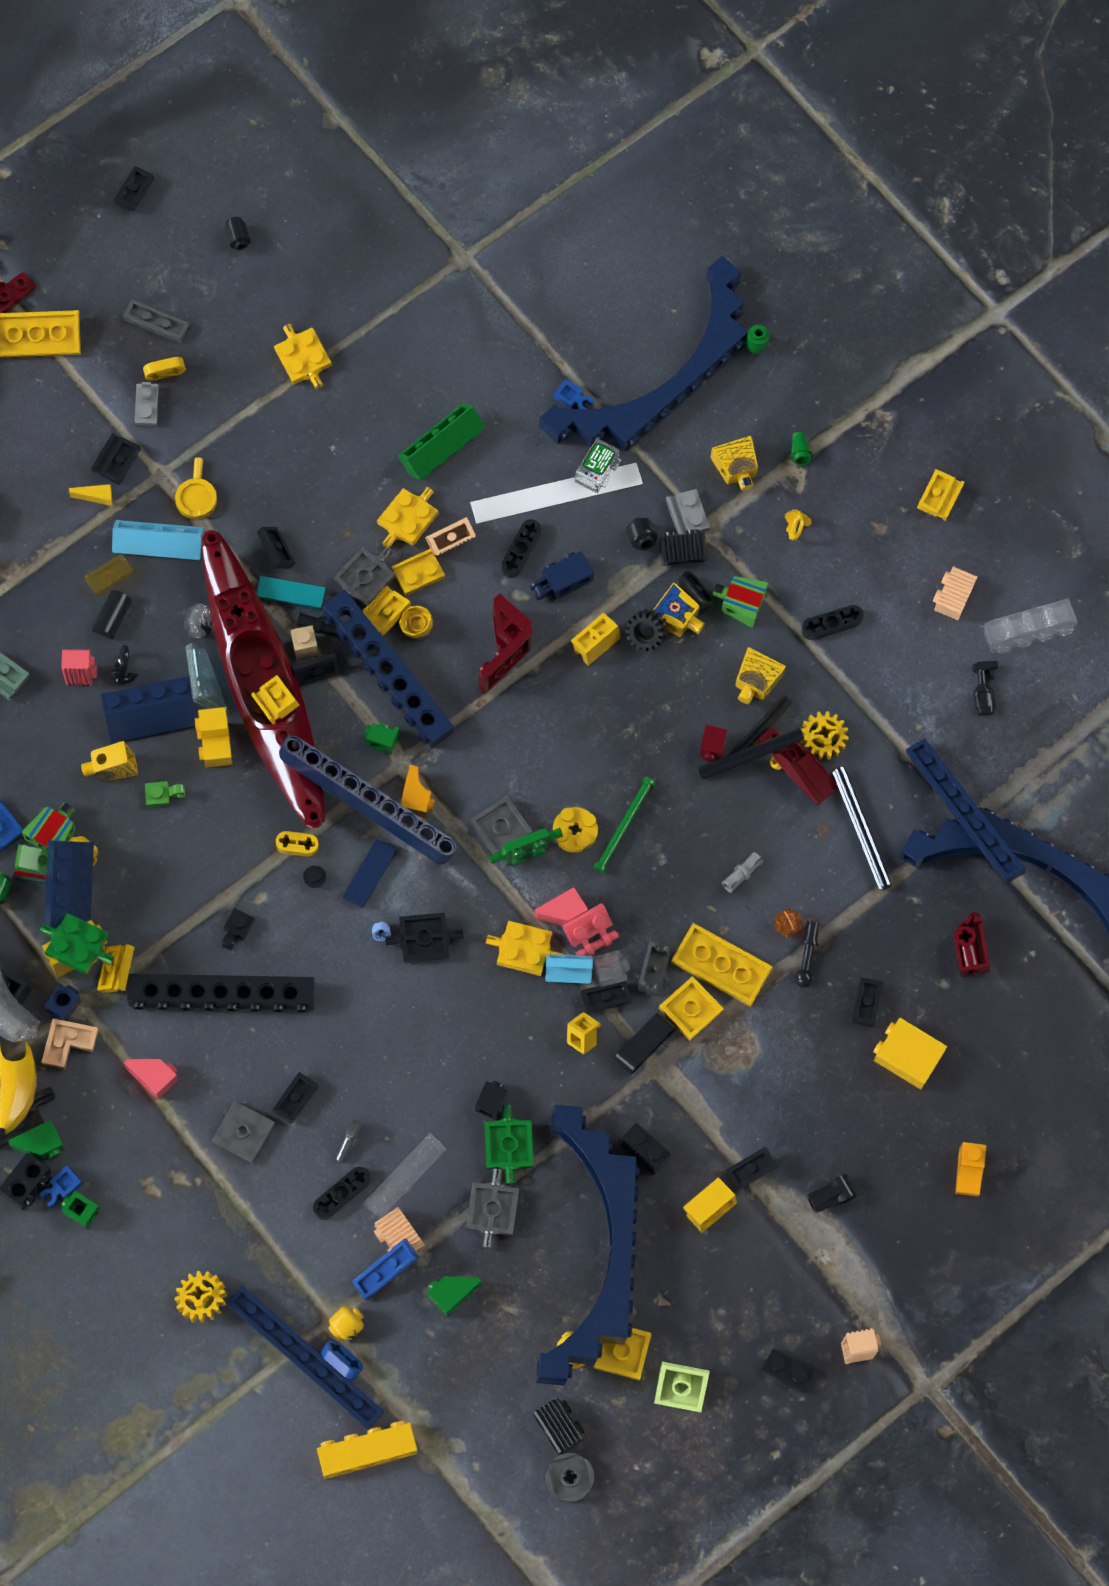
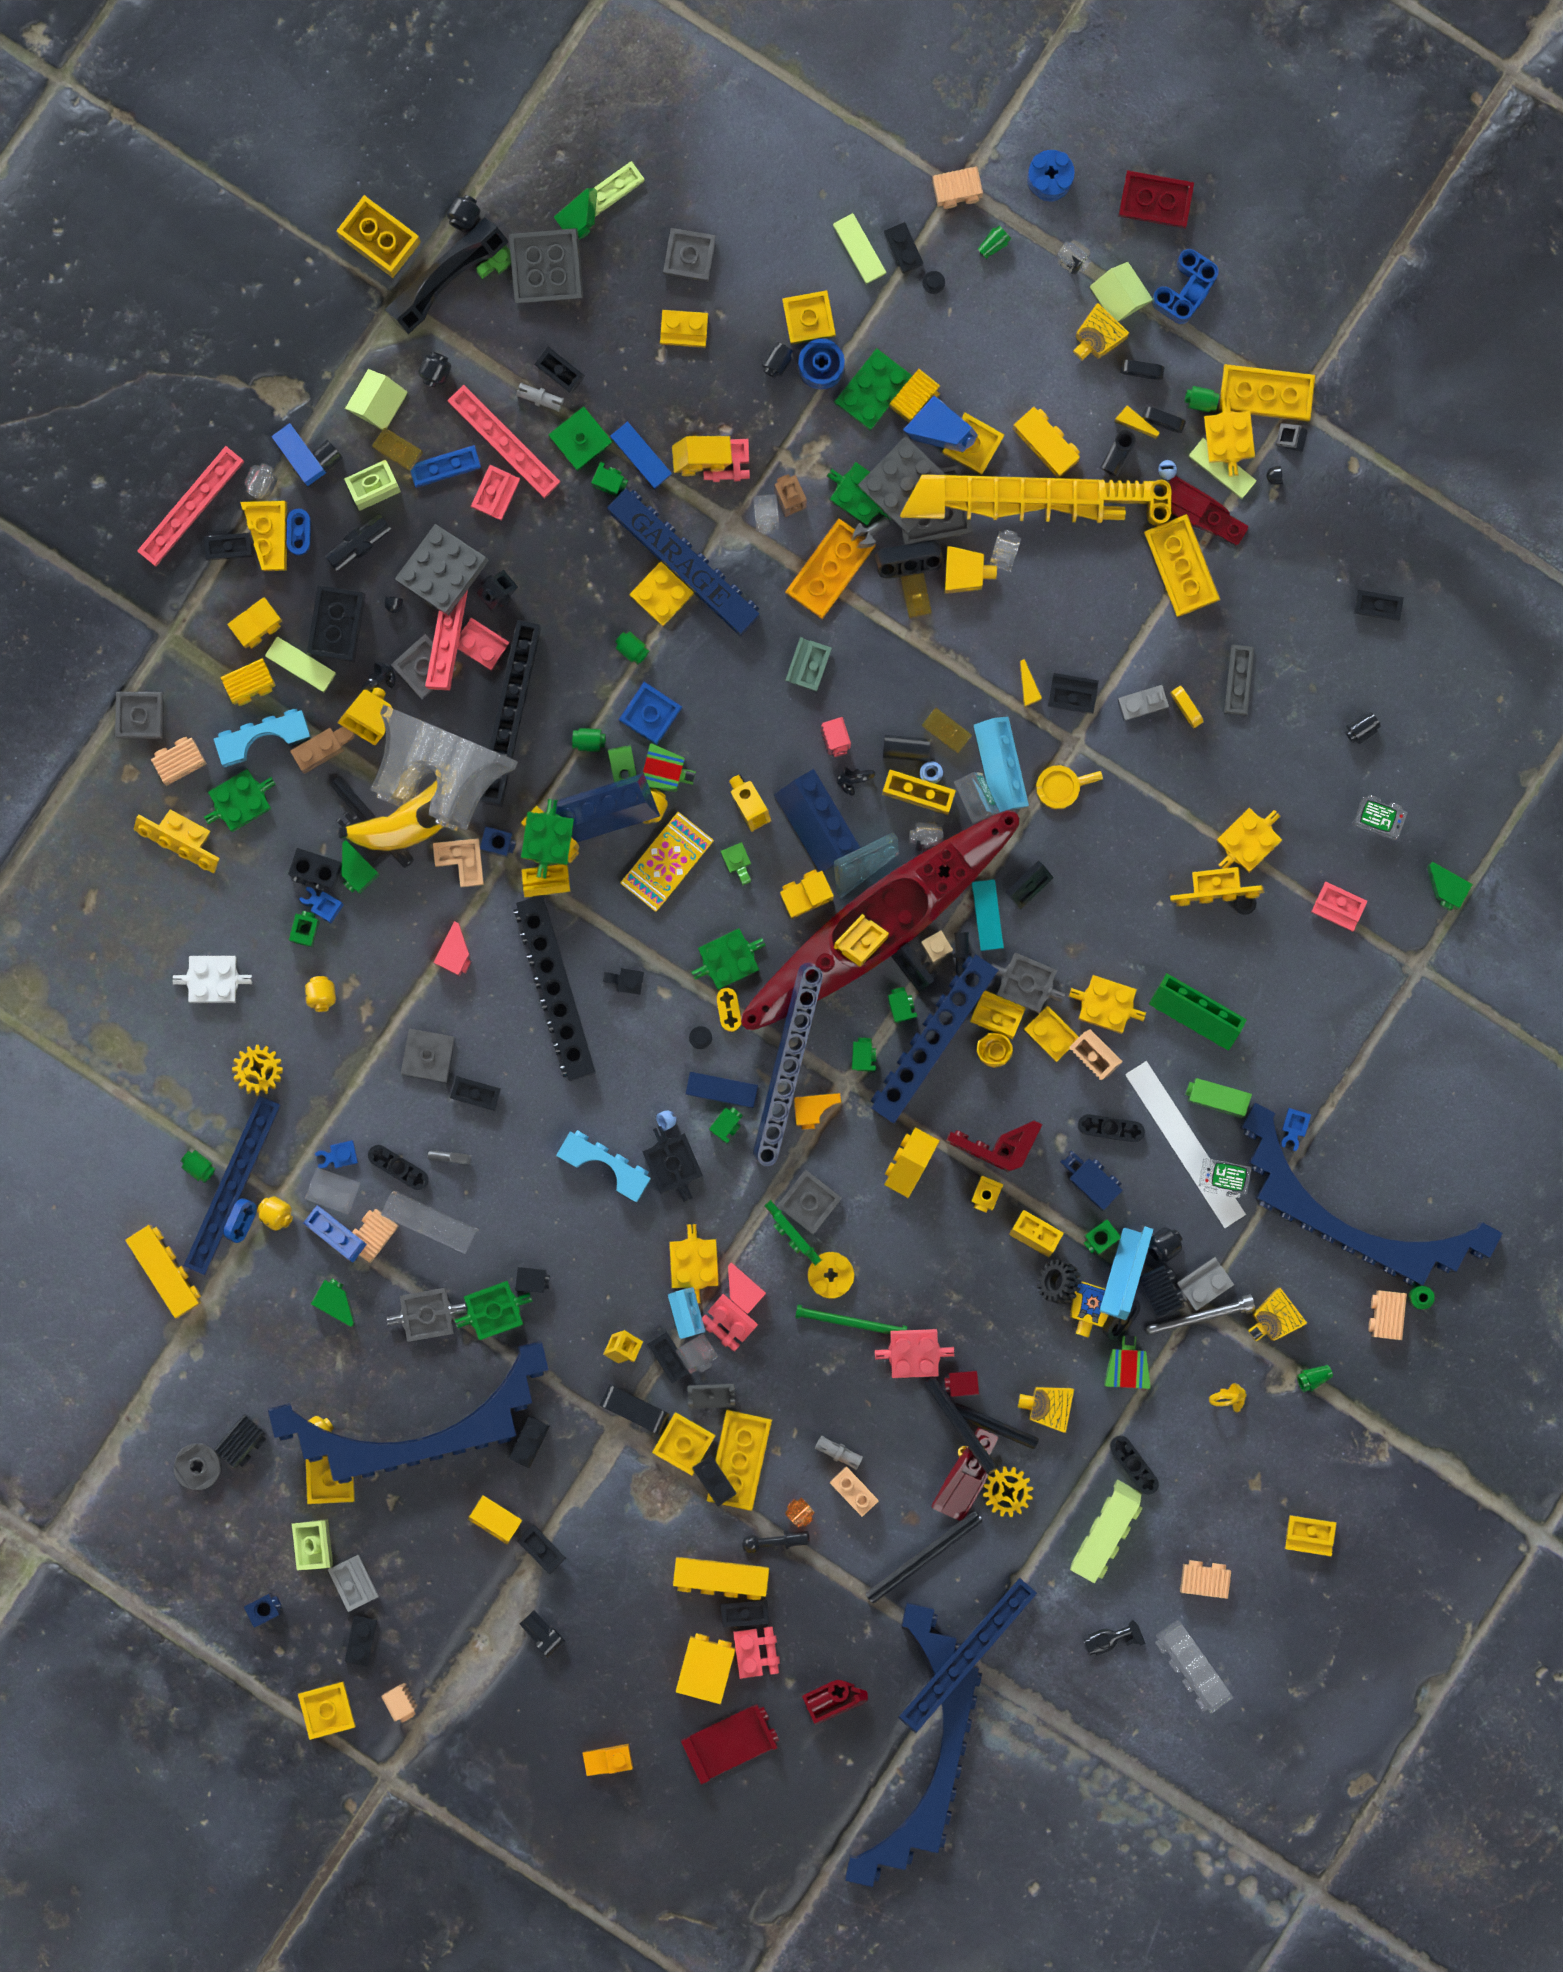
camera: 75 degrees right, 15 degrees up
(96, 1315) = (212, 979): none -> white plate
(138, 856) = (667, 862): none -> yellow tile
(142, 594) = (931, 765): none -> light blue plate
(147, 1213) = (320, 993): none -> yellow head
(156, 613) = (918, 792): none -> yellow brick
(180, 565) = (976, 797): none -> clear brick
(249, 829) = (728, 958): none -> green plate
(274, 1384) = (197, 1166): none -> green brick
(310, 1243) = (341, 1154): none -> blue plate
(322, 244) = (1379, 817): none -> brick
(333, 390) = (1217, 884): none -> yellow bracket
(343, 1263) = (332, 1191): none -> clear plate
(347, 690) = (901, 1005): none -> green brick
(357, 376) = (1244, 905): none -> black plate
(388, 301) = (1339, 906): none -> coral plate
(402, 209) = (1448, 887): none -> green slope
(404, 877) = (726, 1124): none -> green brick
(426, 981) = (578, 1150): none -> medium azure arch
(496, 722) = (910, 1162): none -> yellow brick
(525, 446) = (1218, 1097): none -> bright green slope
(545, 678) = (990, 1185): none -> yellow brick
(617, 576) = (1108, 1230): none -> green brick
(657, 569) = (1125, 1272): none -> medium azure panel
(671, 777) = (914, 1353): none -> coral plate
(717, 484) = (1244, 1305): none -> flat silver piece
(730, 1359) = (353, 1583): none -> light grey plate
(730, 1465) = (253, 1609): none -> dark blue brick
(734, 989) = (714, 1480): none -> black plate
(764, 371) = (1388, 1315): none -> light nougat brick
(783, 868) = (854, 1491): none -> light nougat brick
(826, 1013) = (720, 1576): none -> yellow brick
(846, 1423) = (326, 1710): none -> yellow plate
(887, 660) = (1107, 1531): none -> yellowish green wedge
(911, 1011) = (748, 1652): none -> coral plate
(984, 1052) = (730, 1742): none -> dark red panel

